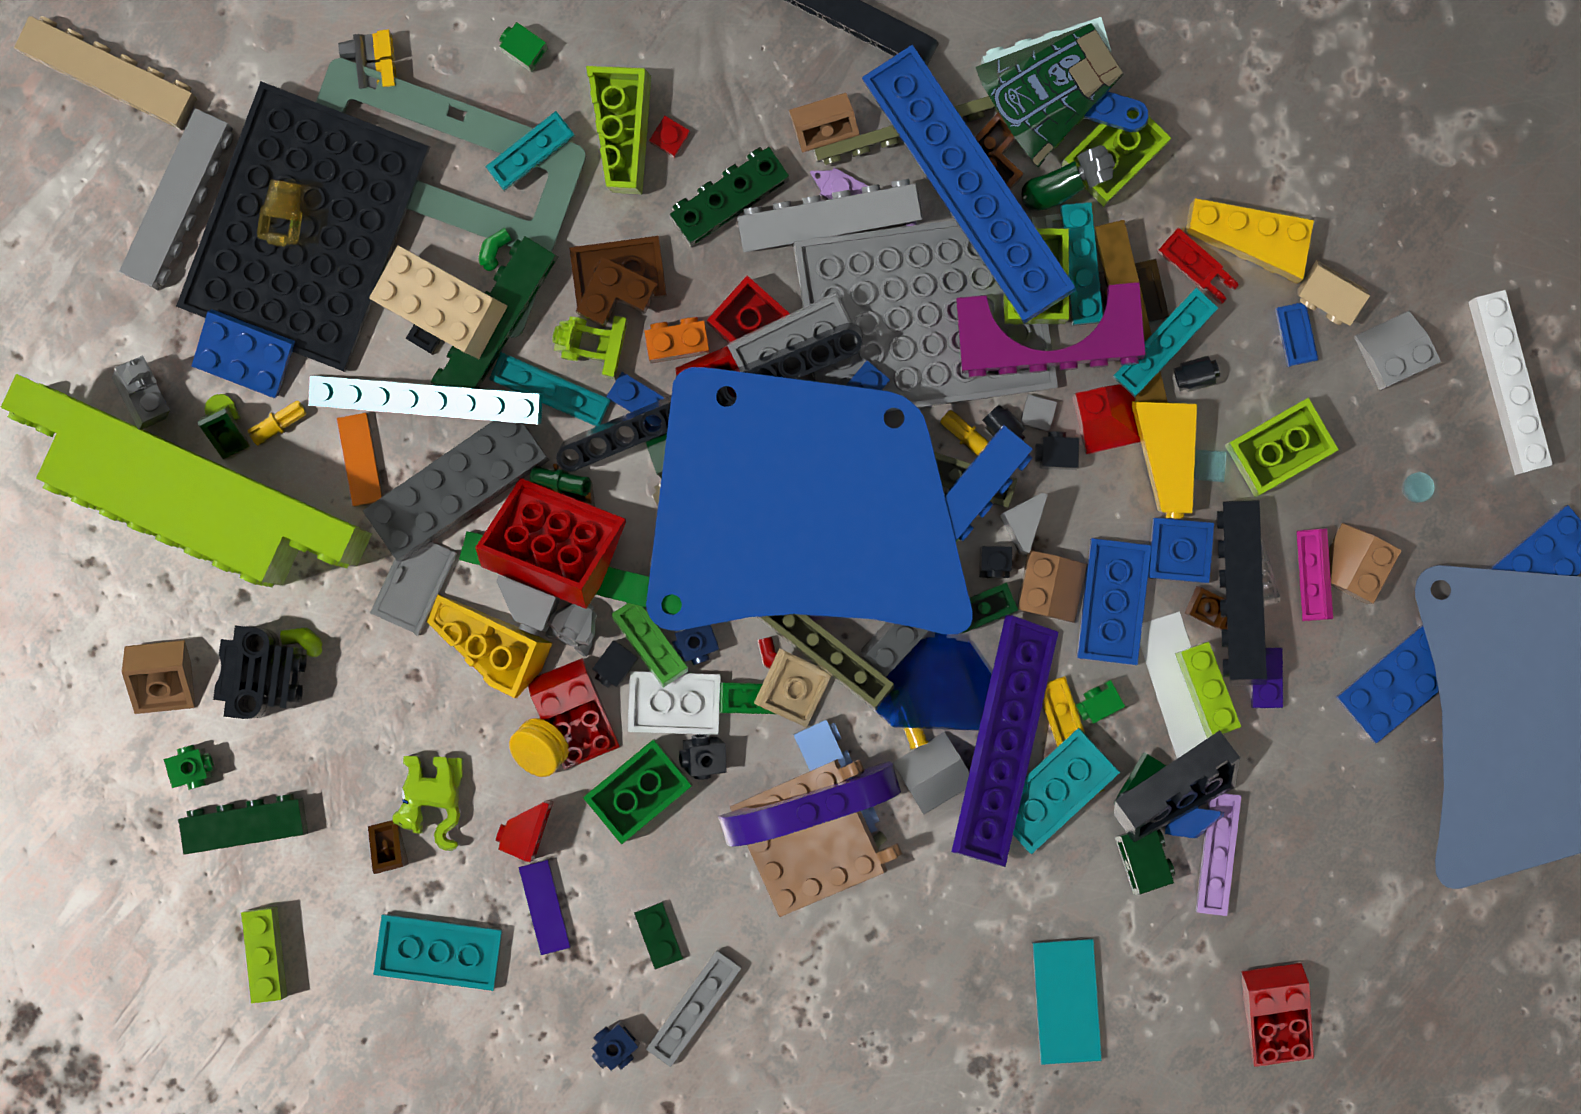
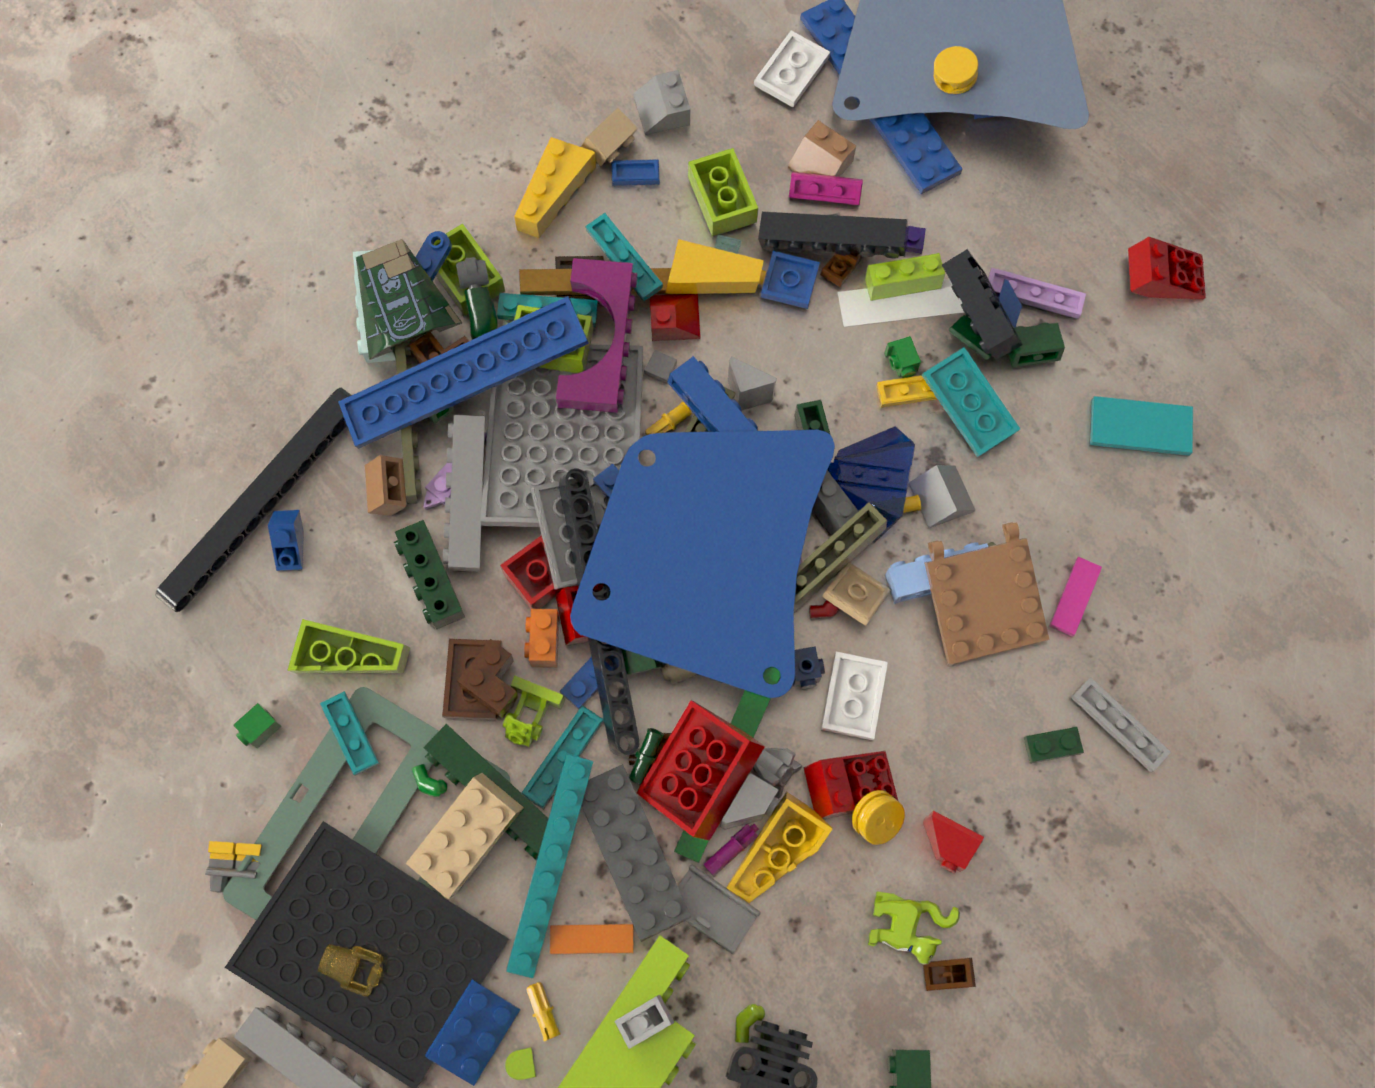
camera: 85 degrees left, 15 degrees down
(223, 431) = (541, 1063): dark green slope -> none
(262, 526) = (644, 1021): none -> light grey slope
(423, 339) = (494, 861): black tile -> none
(438, 952) = (1049, 944): teal plate -> none
(480, 593) = (731, 849): none -> magenta piece
(544, 907) = (1019, 840): dark purple tile -> none
(614, 665) = (813, 740): black brick -> none
(619, 1036) = (1150, 797): dark blue brick -> none
(637, 791) = (928, 737): green brick -> none
(650, 643) = (800, 705): bright green plate -> none
(669, 136) = (366, 617): red plate -> none
(703, 756) = (905, 676): black brick -> none
(740, 698) = (859, 637): green plate -> none
(742, 25) = (287, 539): none -> blue slope
(804, 811) = (970, 591): dark purple arch -> none
(837, 942) = (1075, 596): none -> dark pink tile
(995, 562) = (776, 415): black brick -> none
(1000, 417) = (663, 394): black brick -> none
(1005, 741) = (927, 429): dark purple plate -> none
(1051, 586) = (802, 379): medium nougat slope -> none
(1058, 452) = (696, 346): black brick -> none
(1114, 601) = (823, 335): blue plate -> none
(1196, 264) = (564, 231): red hinge -> none
(1196, 374) = (652, 244): black brick -> none
(1418, 487) = (769, 110): clear light blue tile -> none
(1482, 506) = (792, 68): none -> white plate
(1498, 713) = (955, 70): none -> yellow head
(1510, 382) = (702, 33): white brick -> none

